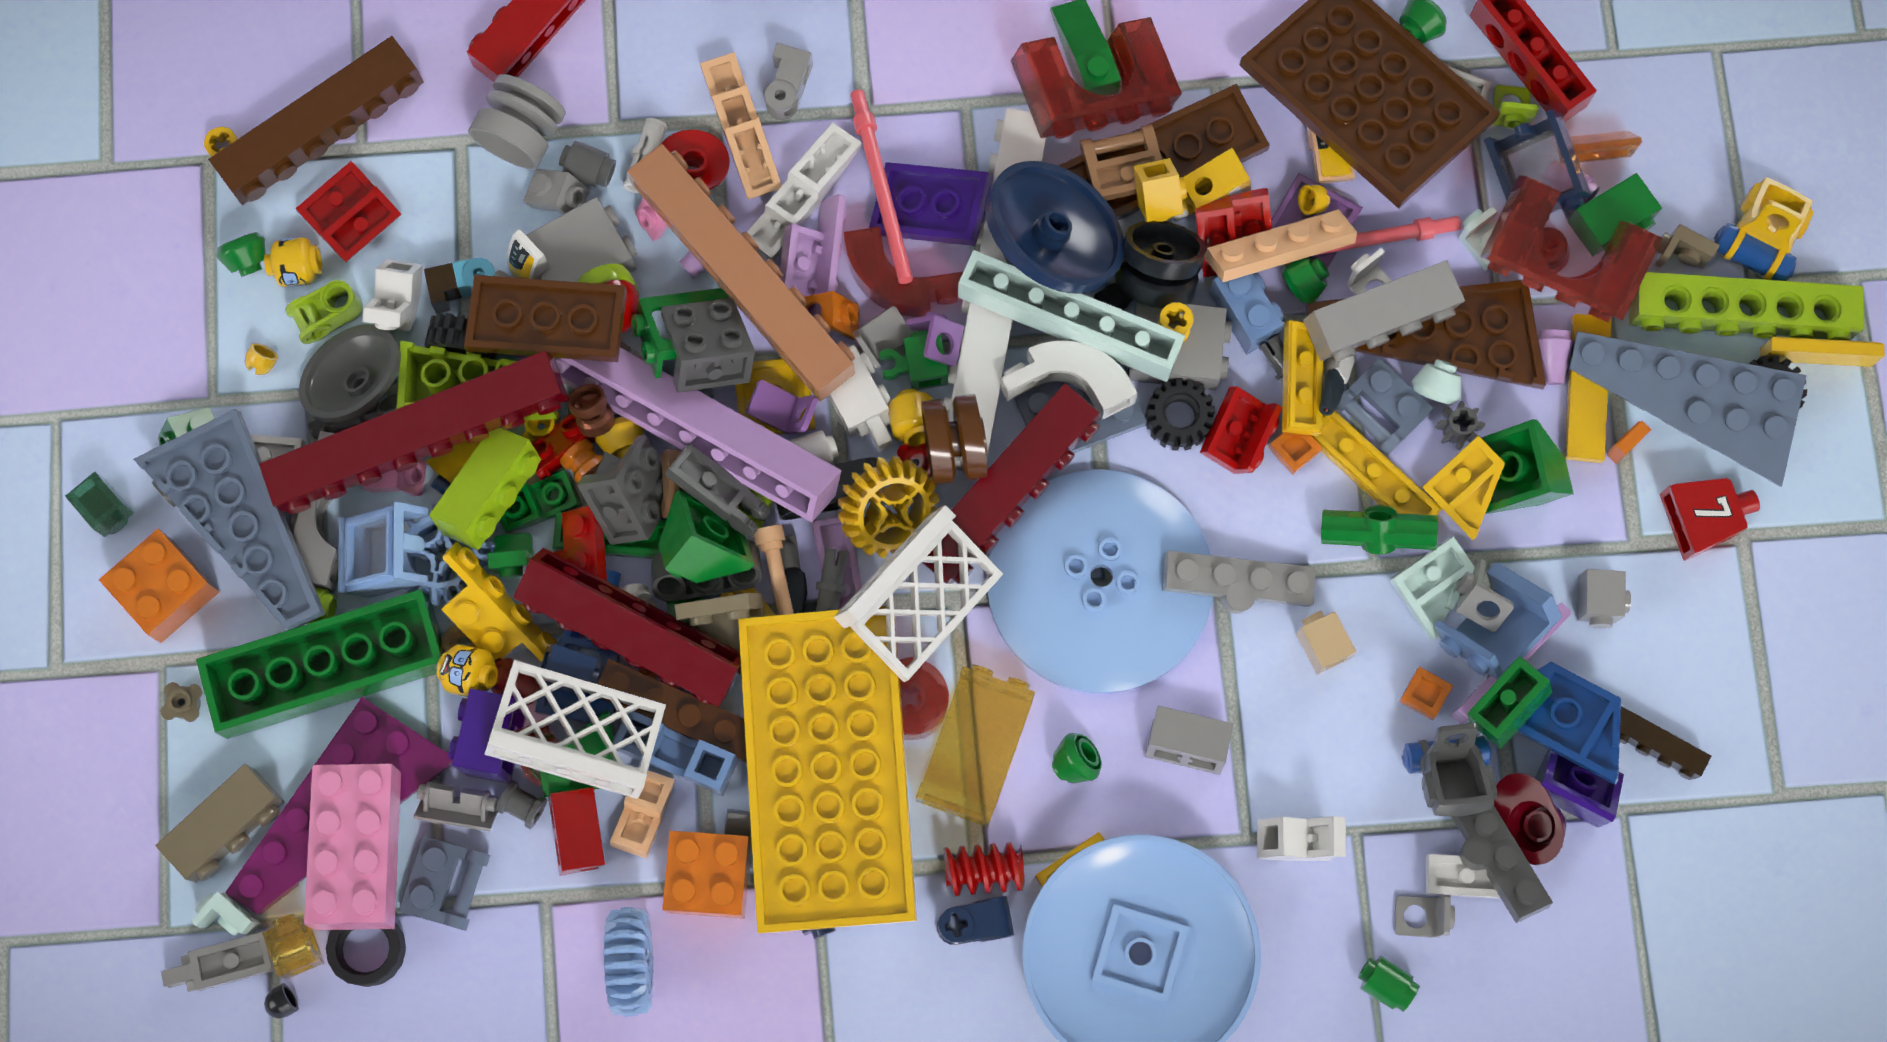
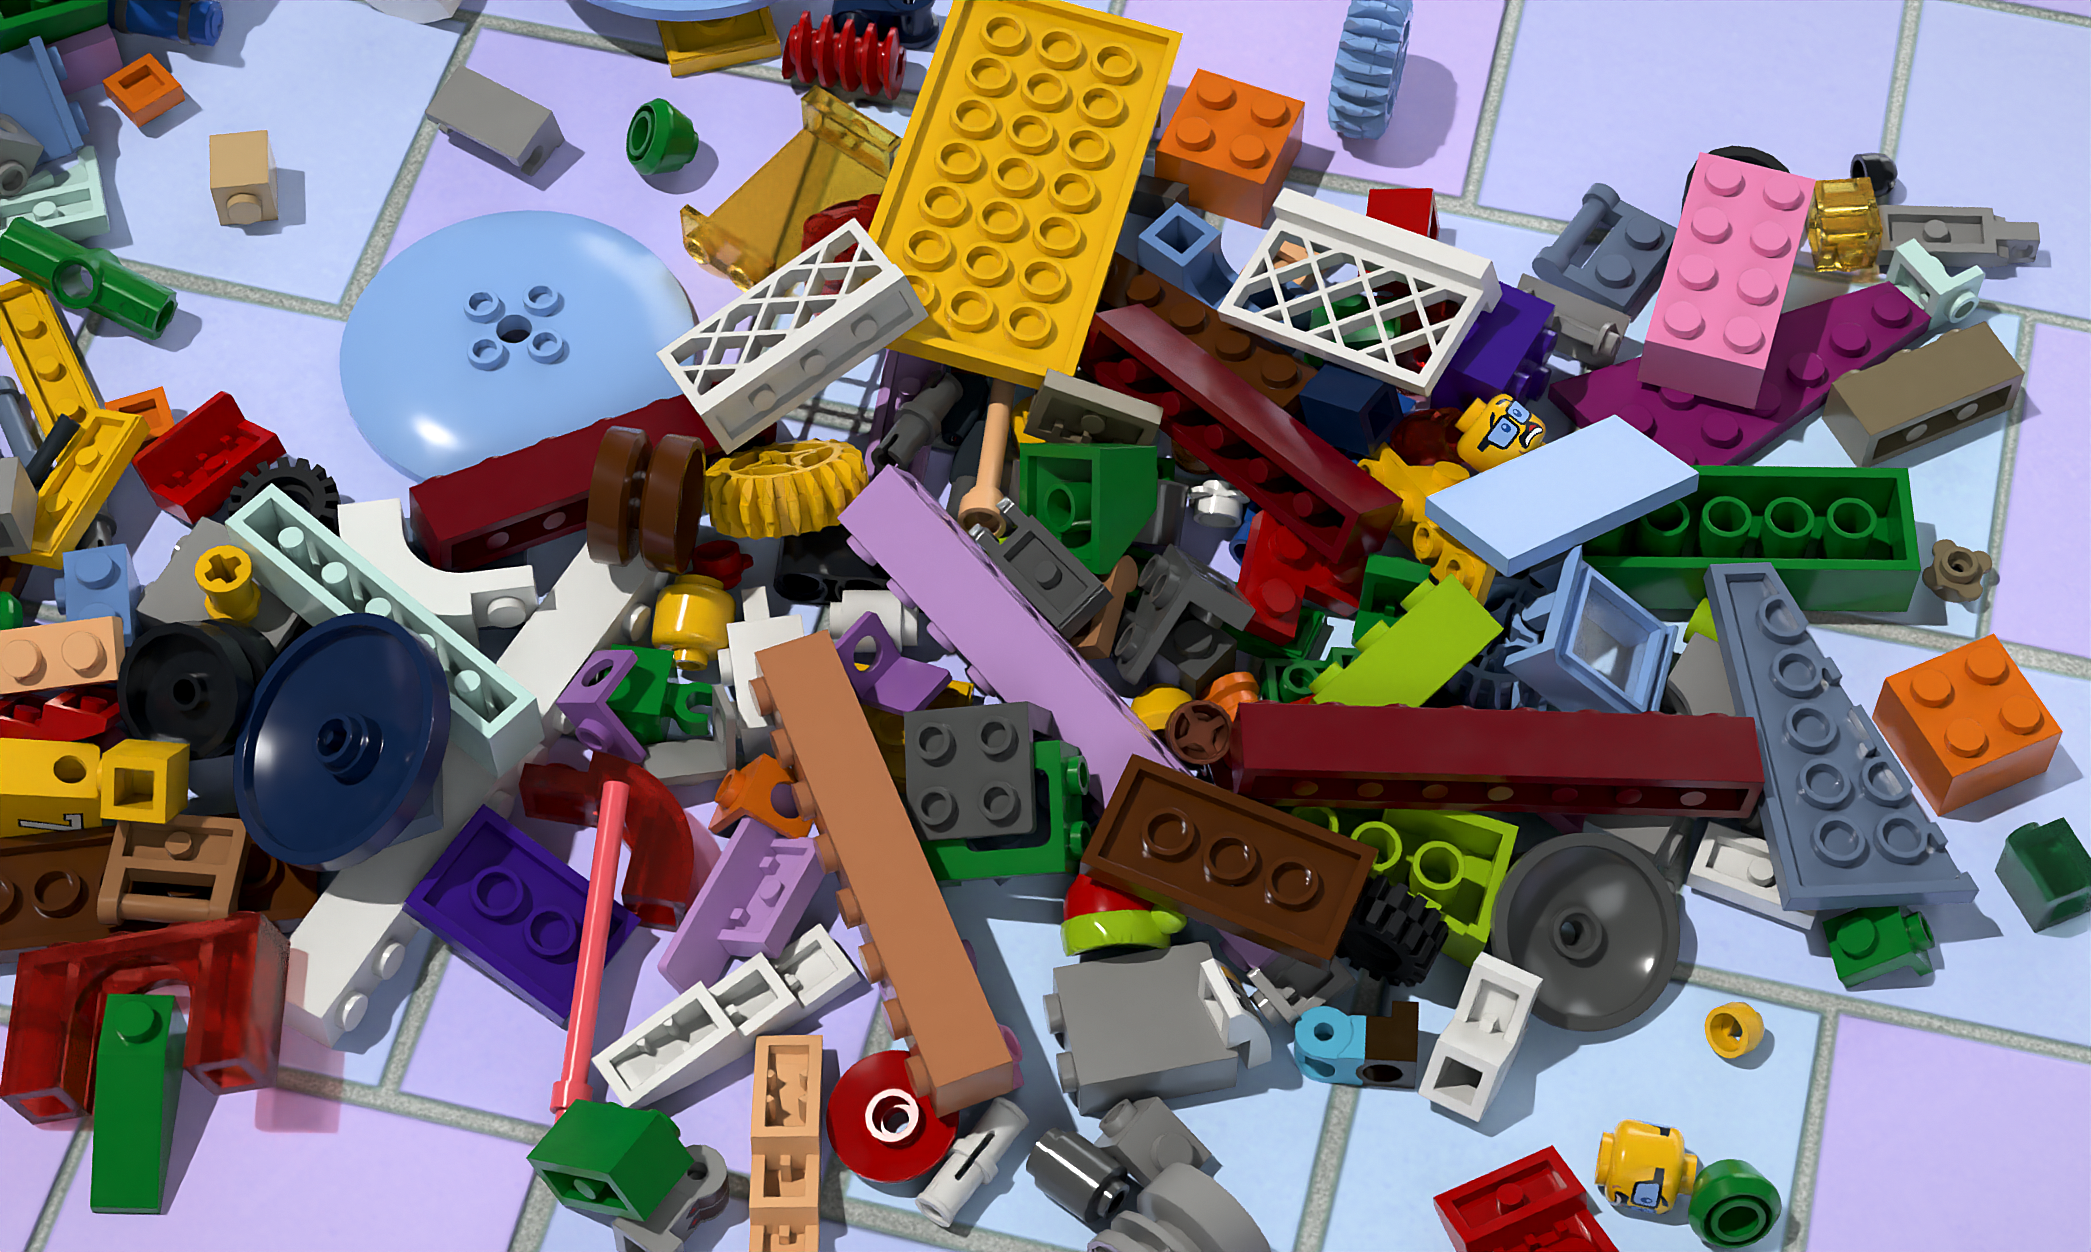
camera: 160 degrees left, 20 degrees down
(321, 311) = (1619, 1067): lime piece -> none
(415, 623) = (1561, 495): none -> light blue tile
(824, 81) = (611, 1158): none -> green brick
(1238, 580) = (321, 280): light grey hinge -> none

